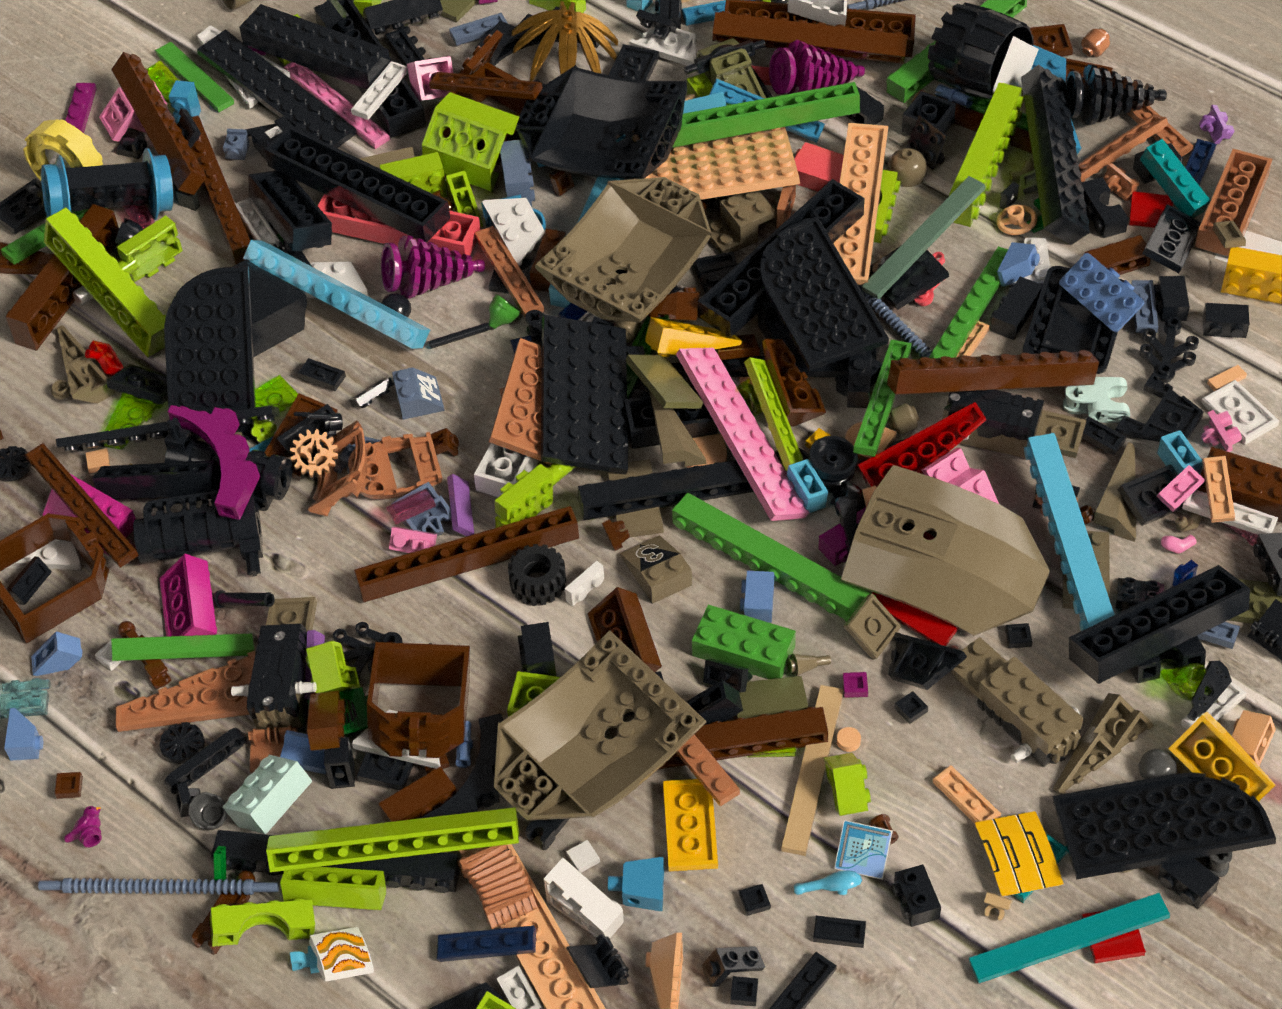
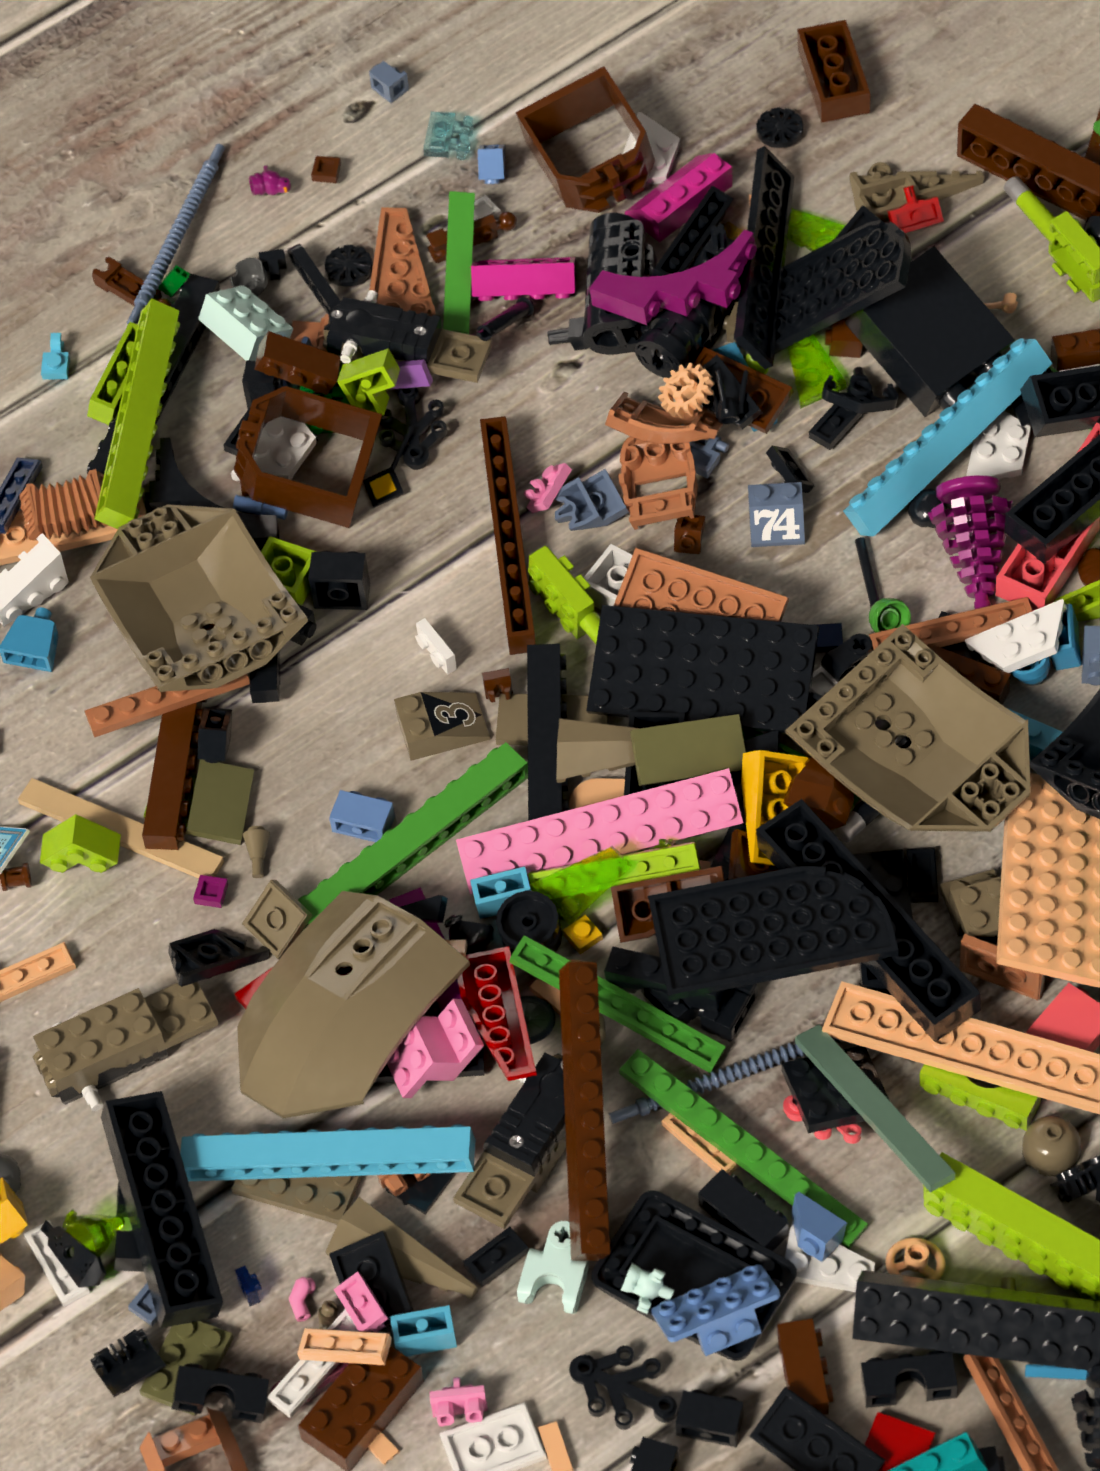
camera: 105 degrees right, 5 degrees up
(22, 738) = (398, 131): medium blue slope -> none
(29, 580) = (599, 138): black hinge -> none
(81, 505) = (673, 172): reddish brown tile -> none
(106, 281) = (1007, 192): lime brick -> none
(291, 359) = (859, 394): none -> black piece
(292, 917) = (99, 339): lime arch -> none
(341, 954) = (45, 375): slope -> none
(410, 506) = (588, 483): clear pink tile -> none
(419, 797) = (200, 458): reddish brown brick -> none
(460, 505) = (586, 539): medium lavender tile -> none
(537, 588) = (455, 581): black tyre -> none
(583, 856) = (87, 599): white tile -> none
(625, 619) = (346, 675): reddish brown slope -> none
(689, 826) = (68, 693): yellow plate -> none
(732, 674) = (250, 765): black tile -> none
(743, 642) = (300, 787): bright green brick -> none
(793, 431) = (583, 882): none -> clear neon green wing
(848, 739) = (145, 872): light nougat tile -> none
(911, 707) = (159, 939): black plate -> none
(1009, 195) = (960, 1261): black tile -> none
(1018, 635) = (225, 1082): black tile -> none
(1087, 513) = (376, 1198): reddish brown plate -> none
(1100, 335) = (646, 1285): none -> light aqua piece
(1109, 731) = (66, 1143): dark tan wedge -> none
(1120, 182) = (970, 1416): nougat hips -> none
(1135, 591) = (238, 1228): black hinge -> none
(1147, 315) = (716, 1380): sand blue plate -> none
(1170, 415) = (500, 1353): black wing -> none

